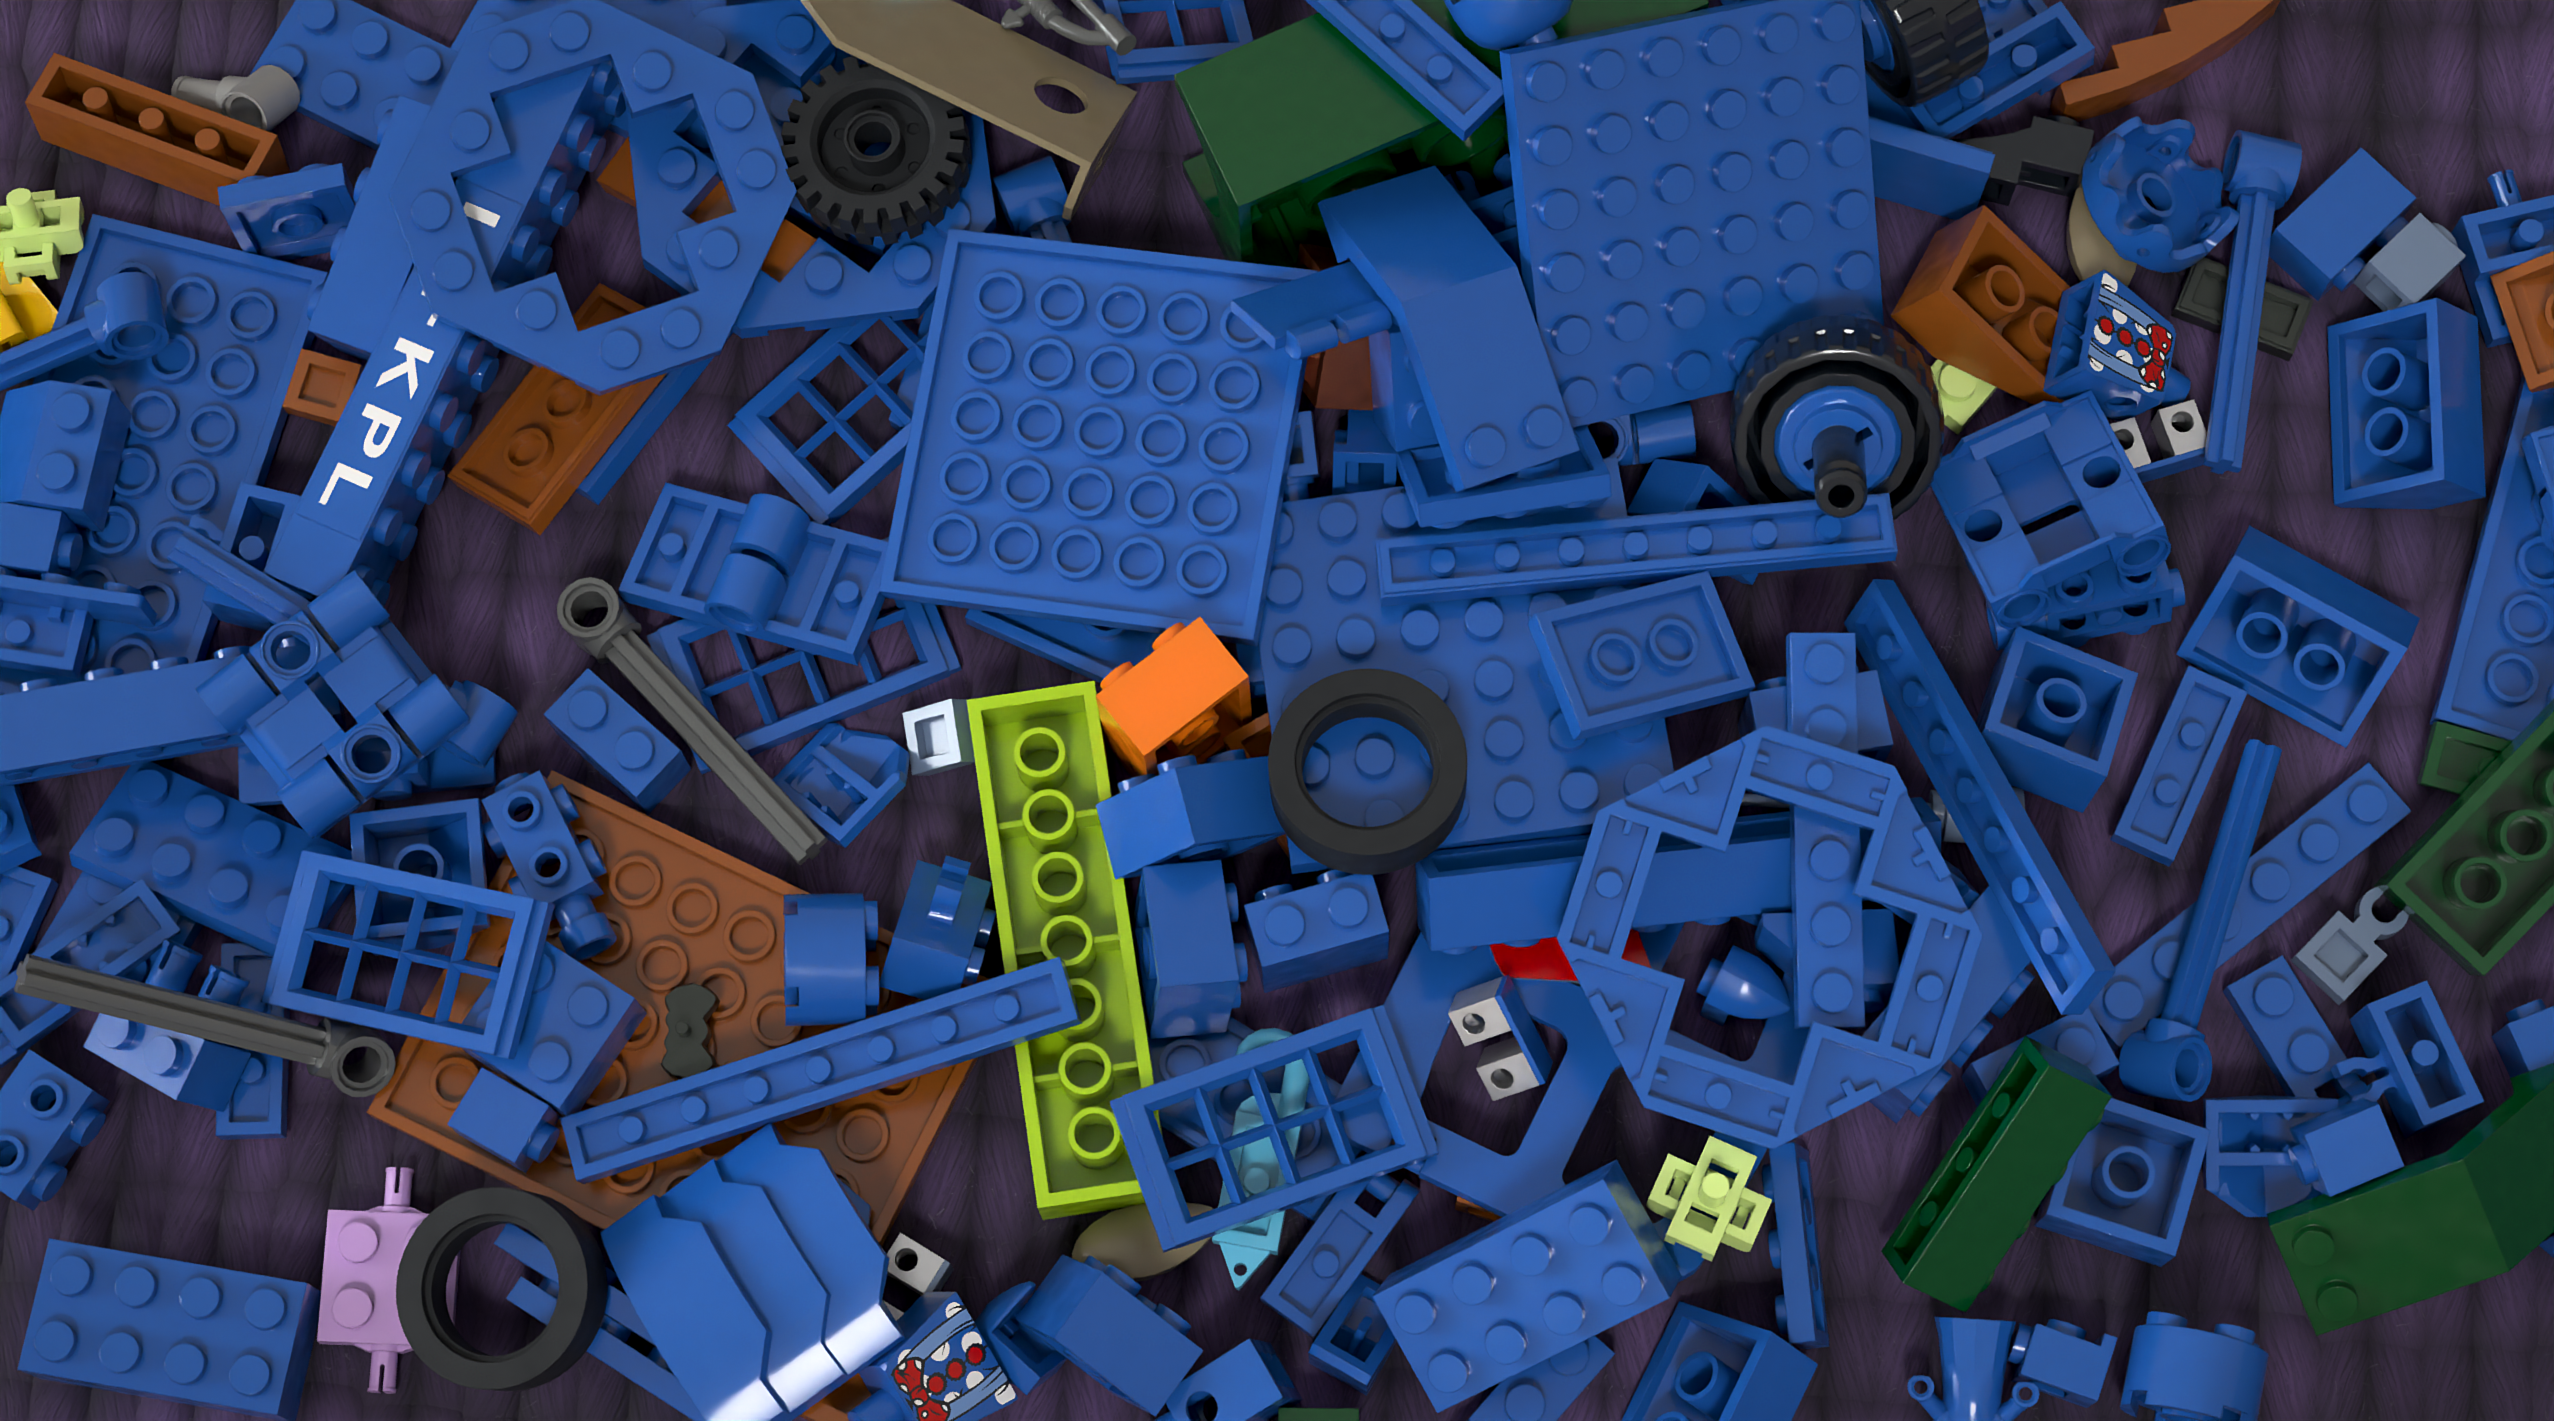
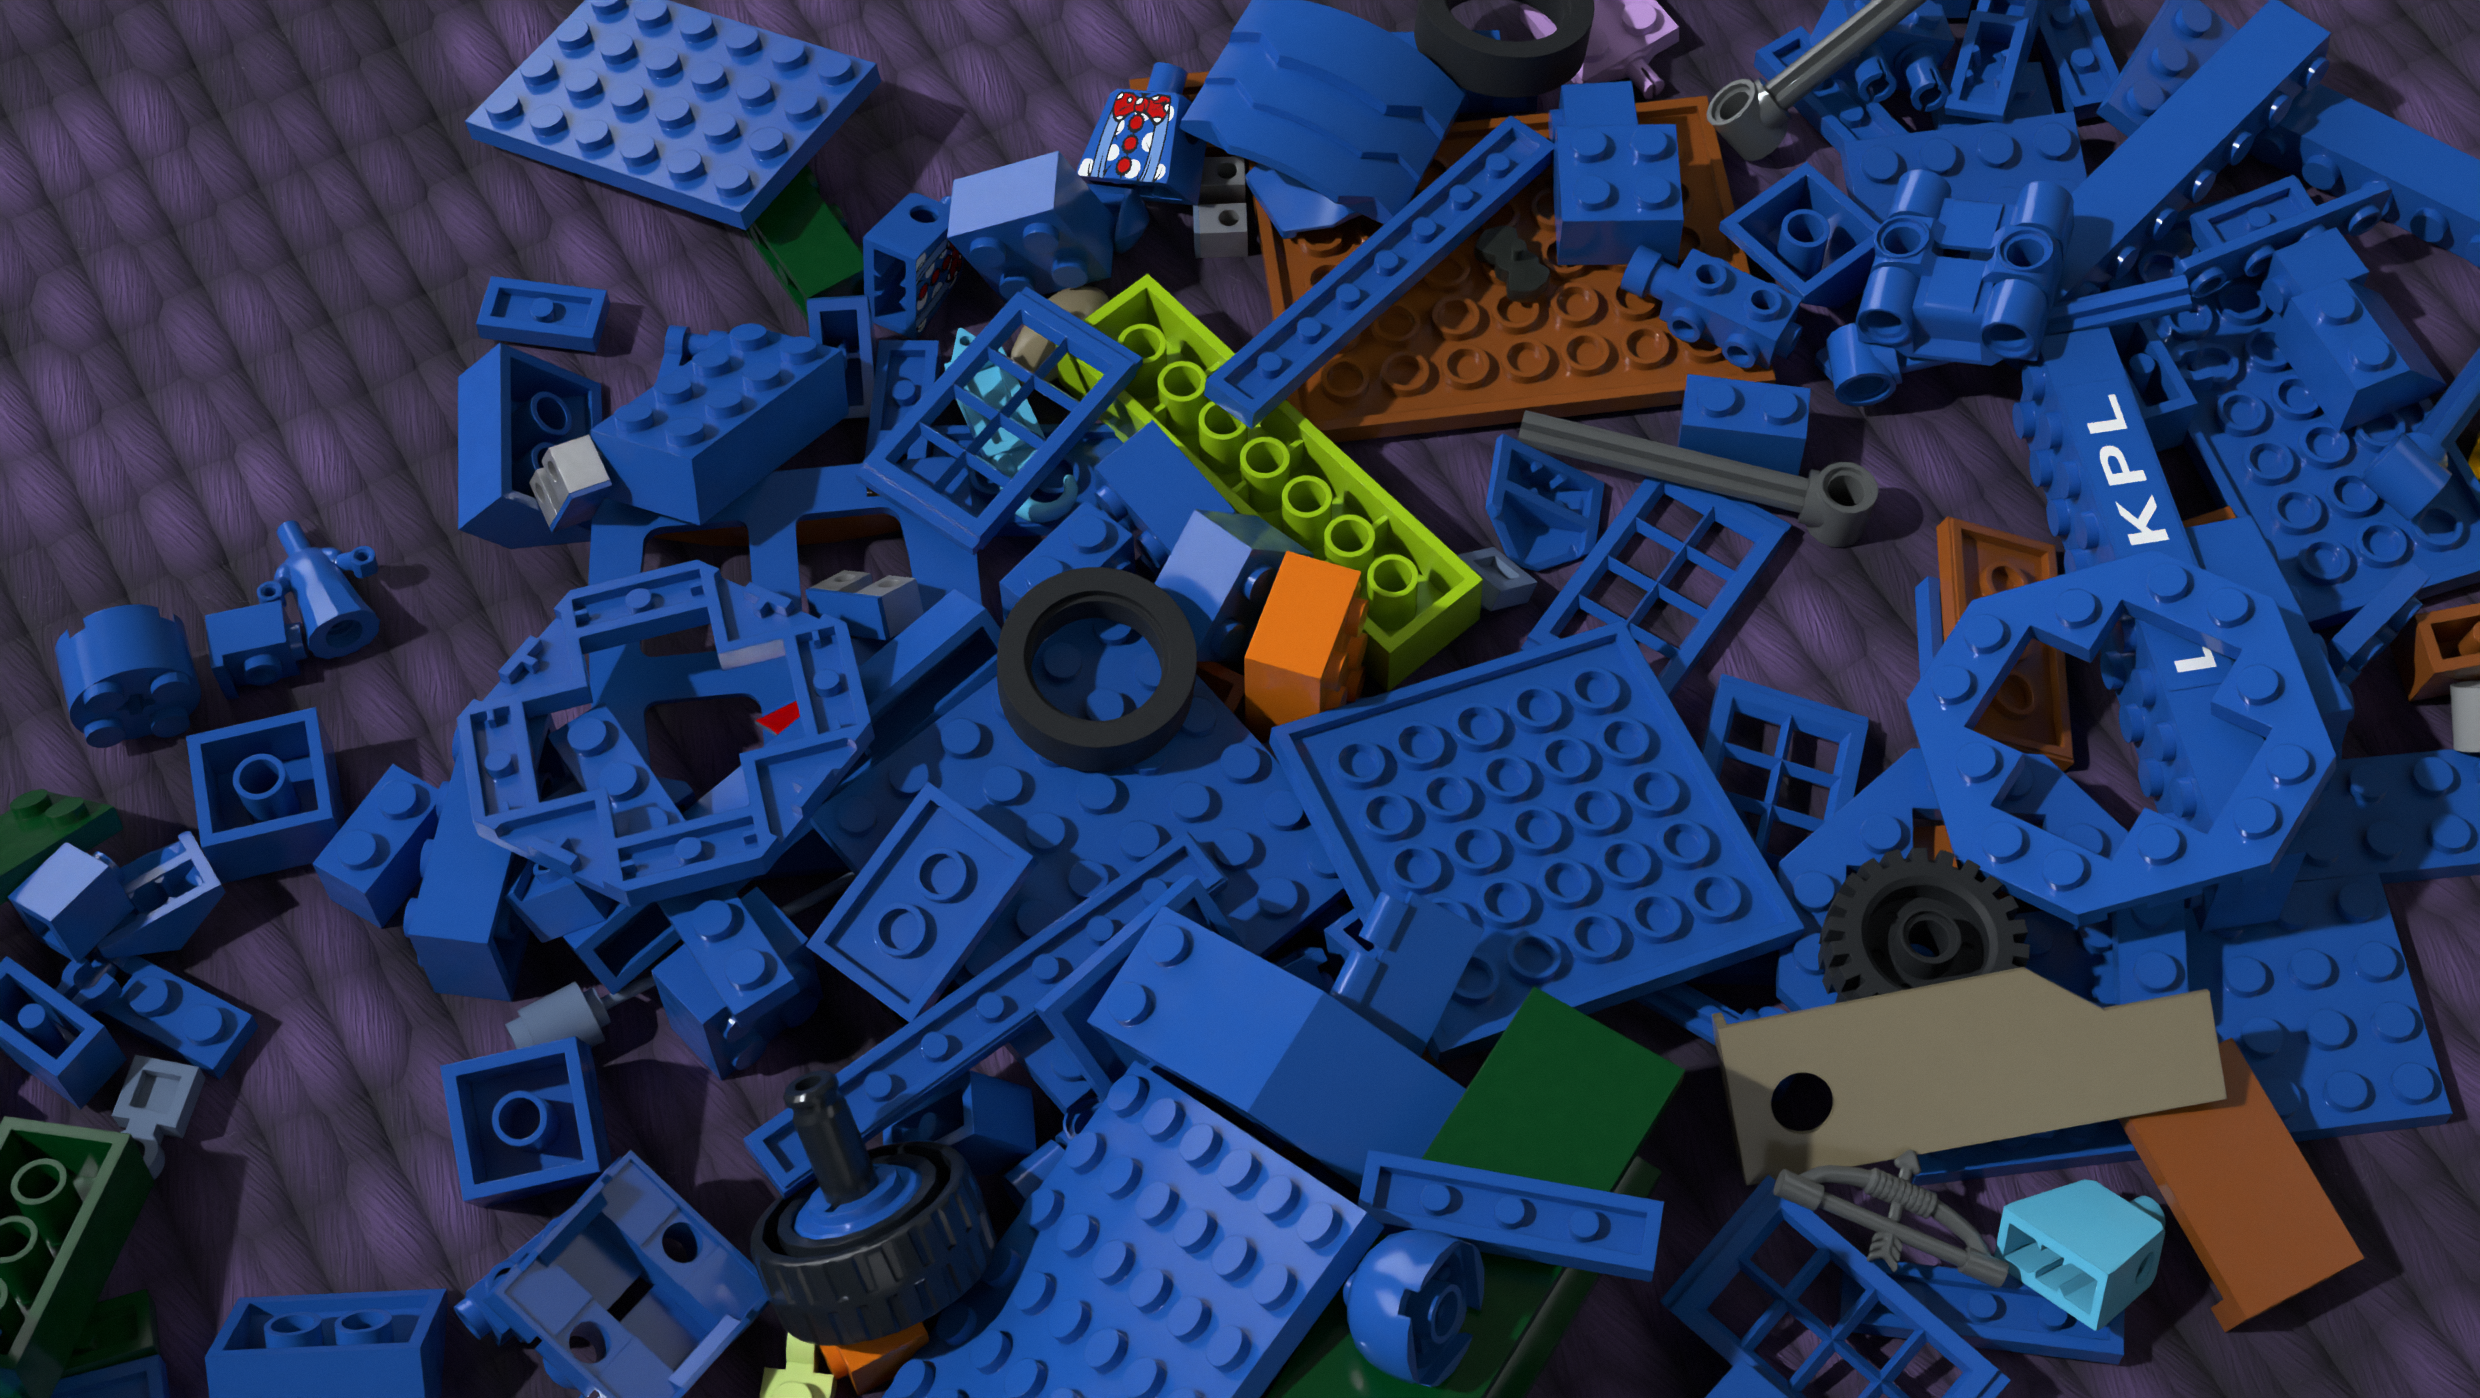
camera: 145 degrees right, 15 degrees down
(513, 978) = (1661, 165): blue piece -> none
(758, 572) = (1738, 598): blue plate -> none
(827, 959) = (1440, 337): blue brick -> none
(937, 931) = (1374, 414): blue brick -> none
(1704, 1297) = (570, 483): none -> flat silver piece
(1712, 1194) = (605, 547): yellowish green piece -> none
(1742, 988) = (686, 753): blue plate -> none
(1796, 1247) = (506, 584): blue plate -> none
(1980, 799) = (533, 956): blue plate -> none
(1996, 1174) = (373, 711): dark green brick -> none
(2170, 1054) = (277, 913): blue piece -> none
(2178, 766) = (390, 1179): blue plate -> none
(2271, 886) = (269, 1104): blue plate -> none

